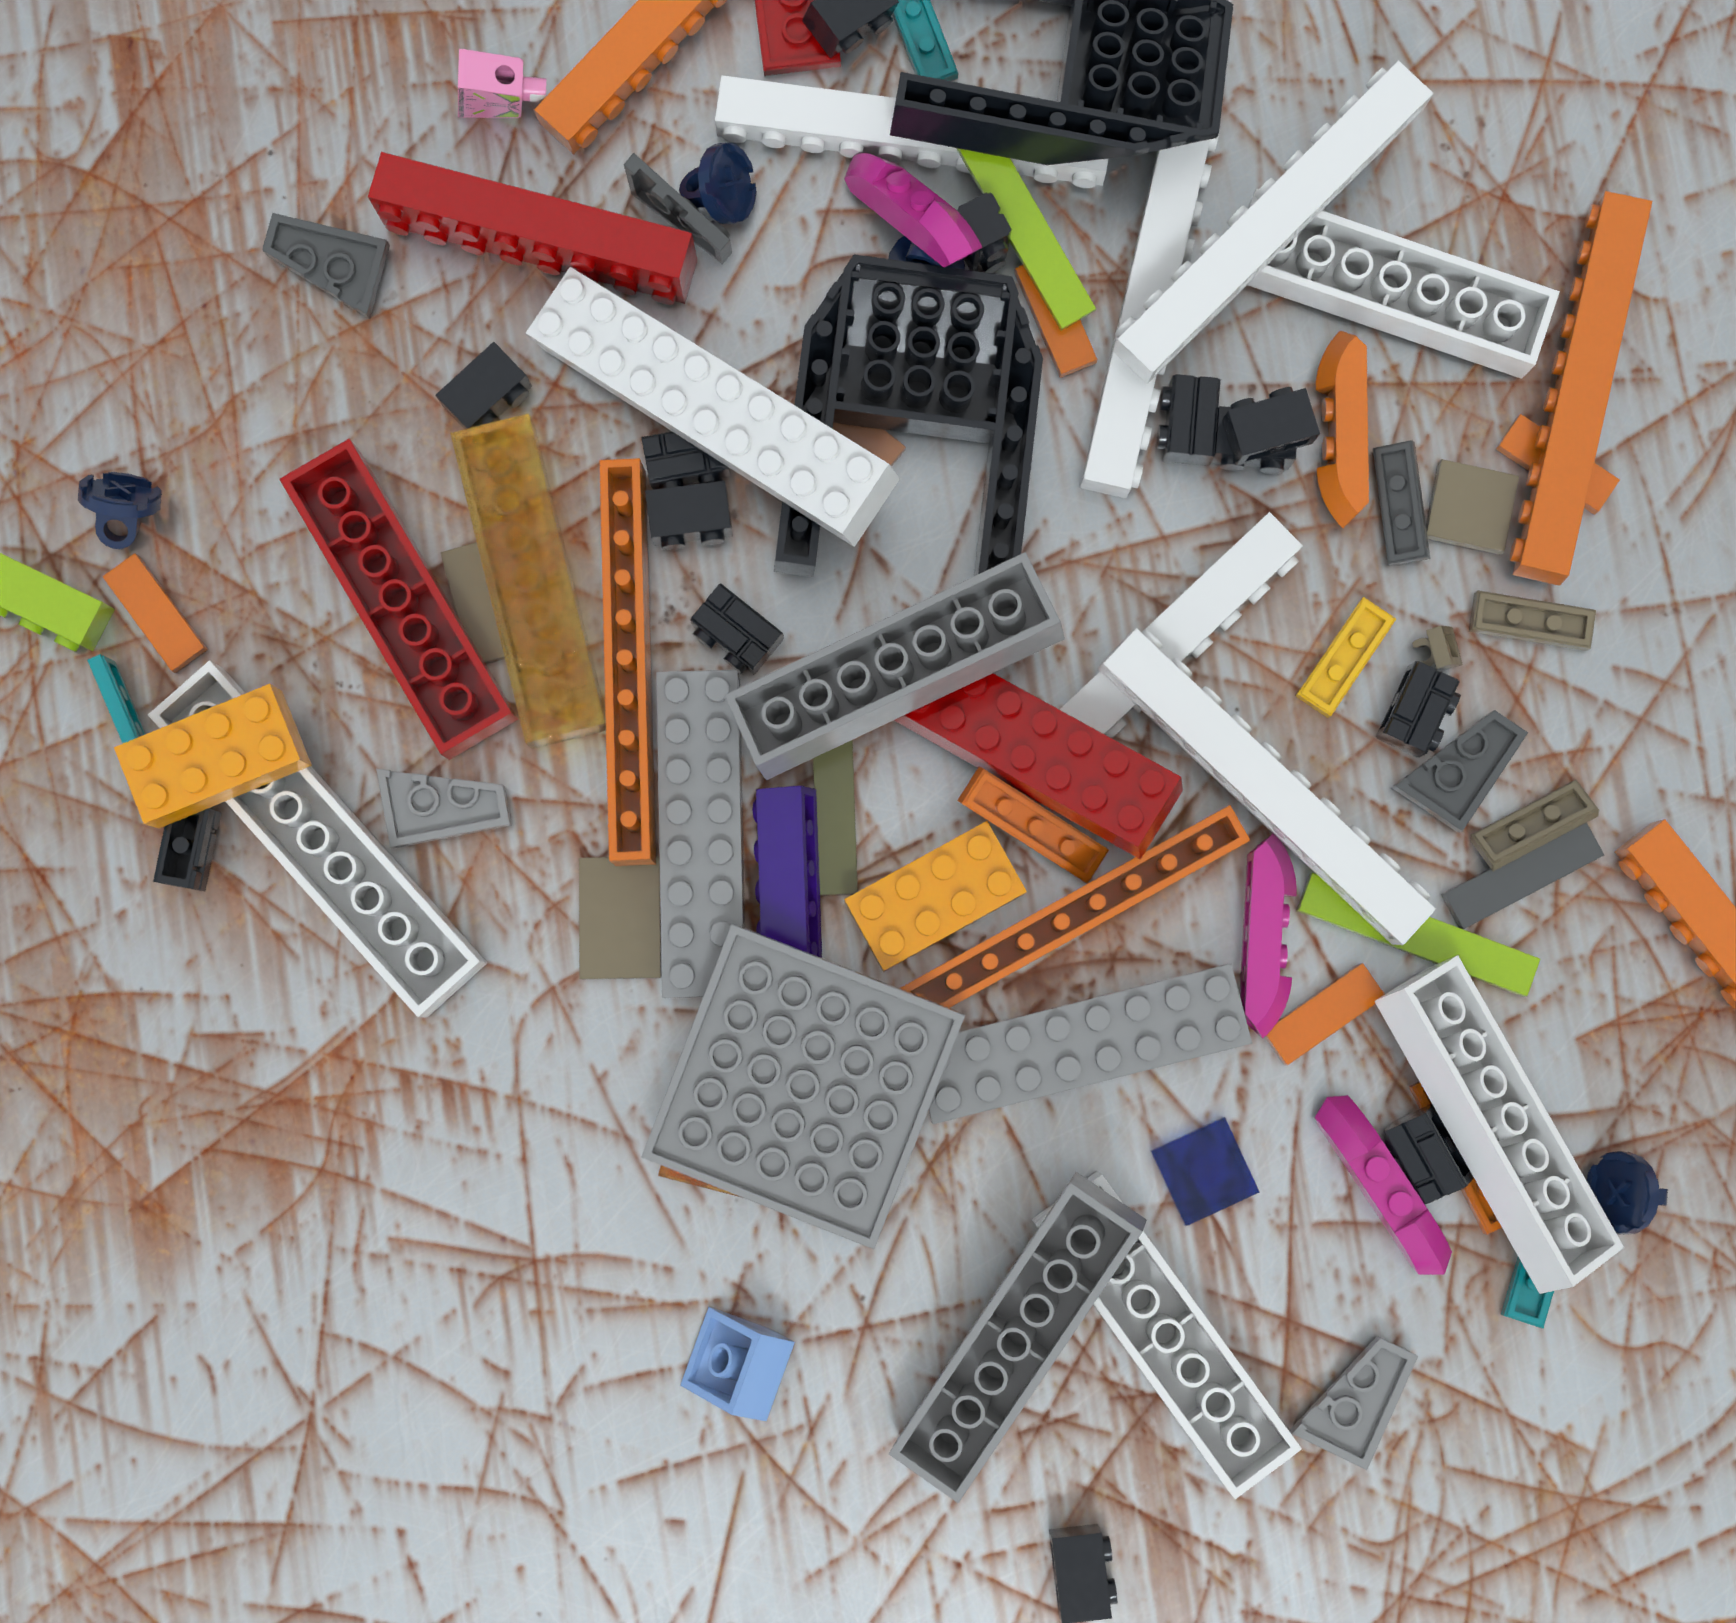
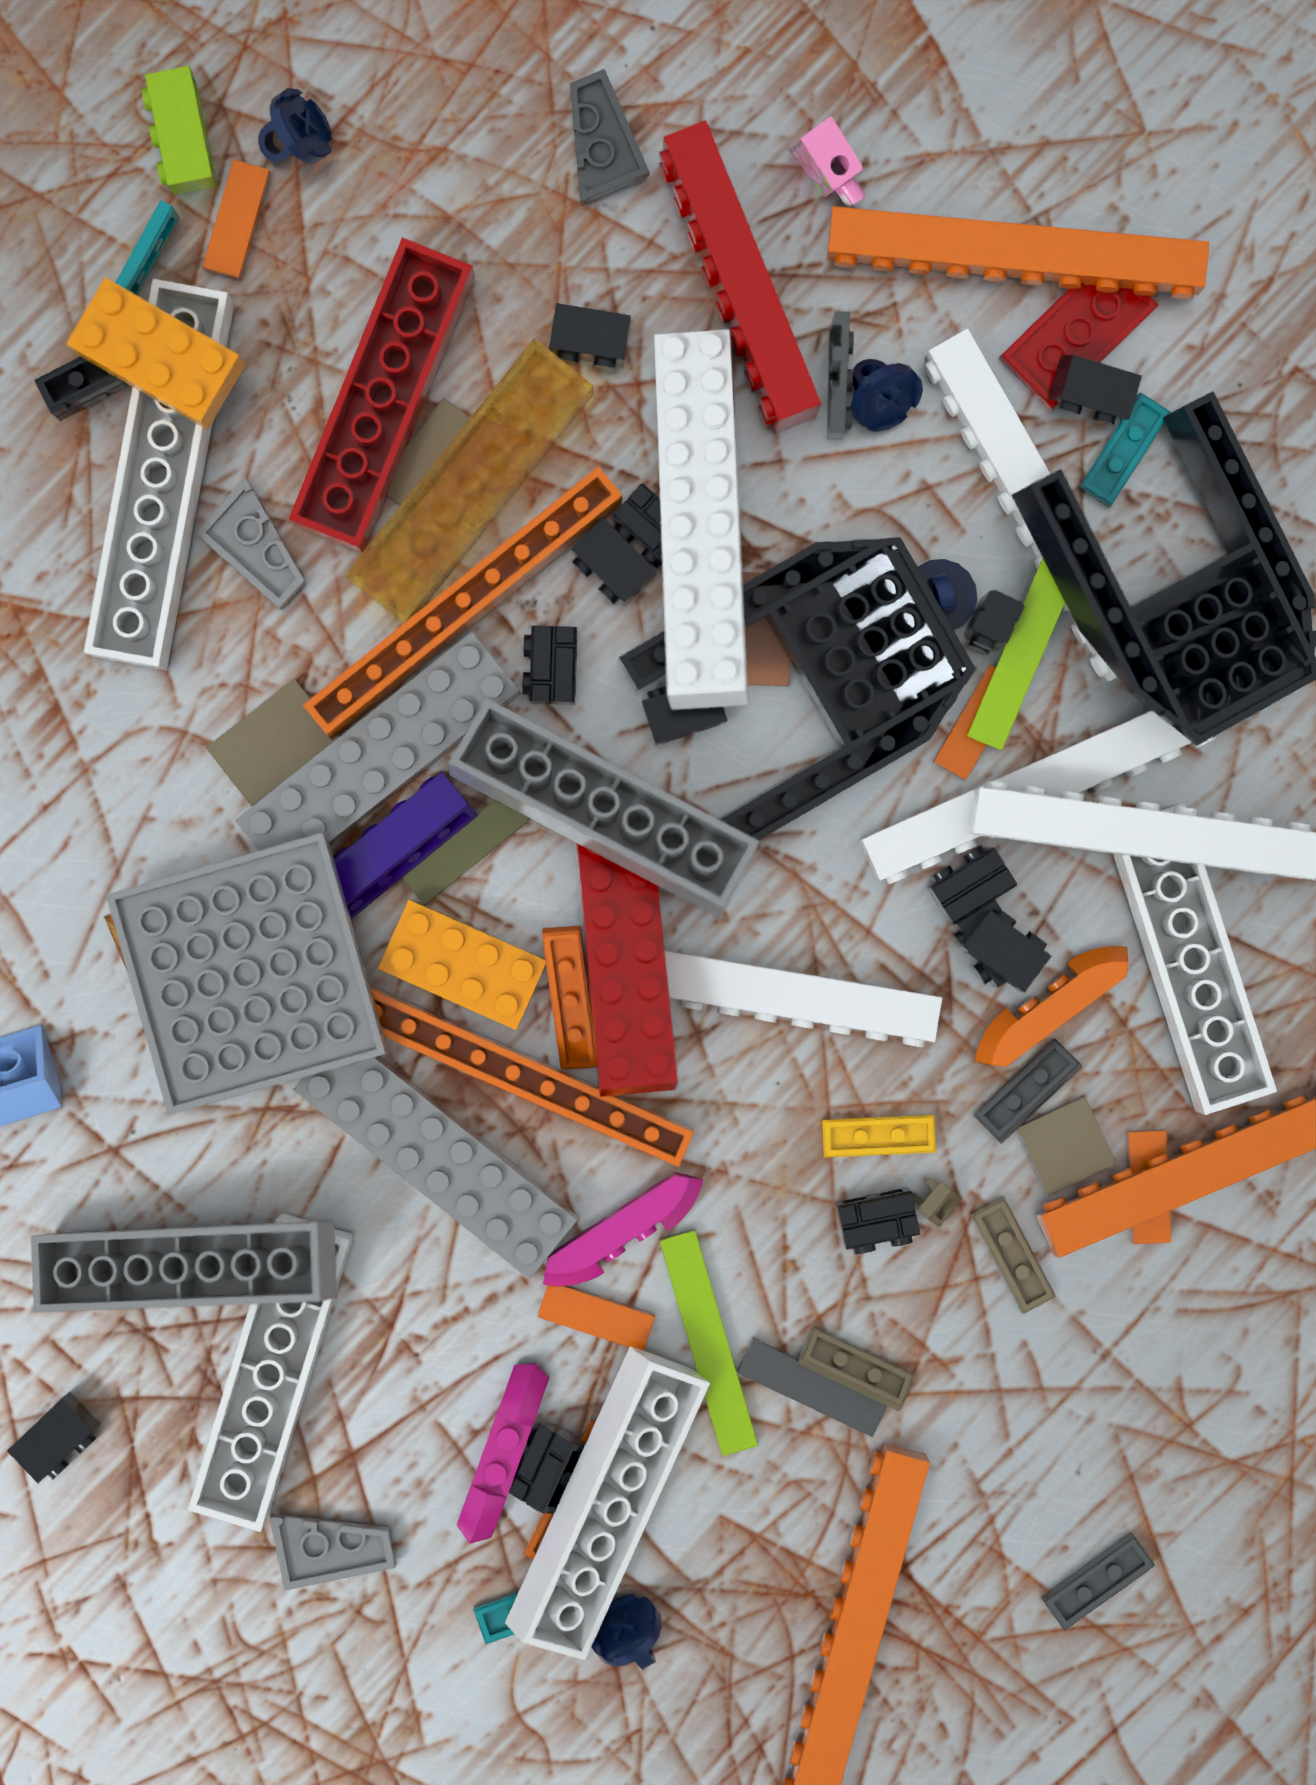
camera: 55 degrees right, 5 degrees up
(860, 566) = (677, 723): none -> black brick
(911, 208) = (970, 554): dark pink brick -> none
(1204, 1171) = (413, 1313): clear blue tile -> none
(1266, 787) = (728, 1148): white brick -> none
(1464, 771) = (857, 1287): dark grey wing -> none

